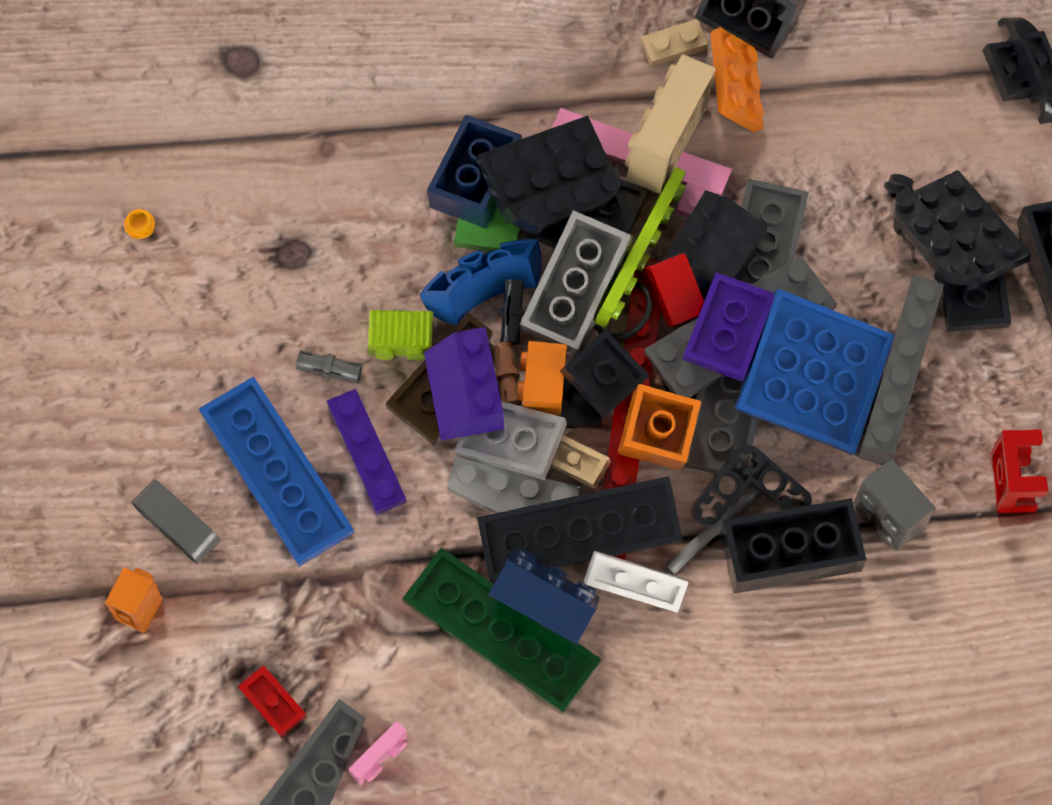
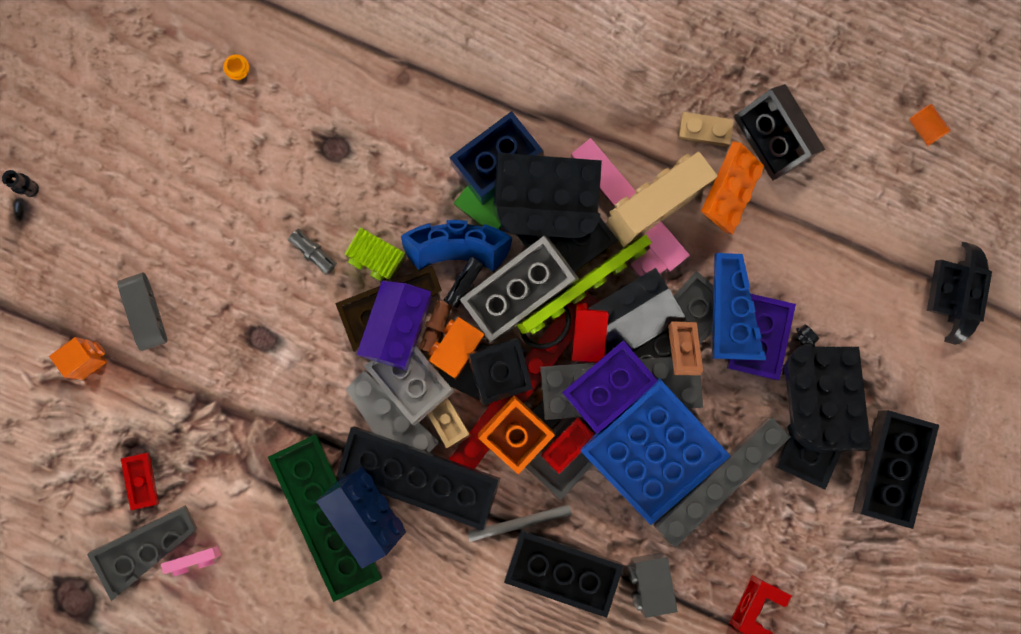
camera: 30 degrees right, 15 degrees up
(276, 471) = (232, 311): blue plate -> none
(366, 451) = (304, 330): dark purple plate -> none
(635, 581) = (436, 537): white plate -> none
(719, 414) = (567, 446): none -> red plate
(754, 476) = (564, 502): black beam -> none
(784, 251) = (685, 348): none -> nougat plate
(816, 205) = (734, 320): none -> blue wing
(853, 210) = (775, 322): none -> dark purple plate

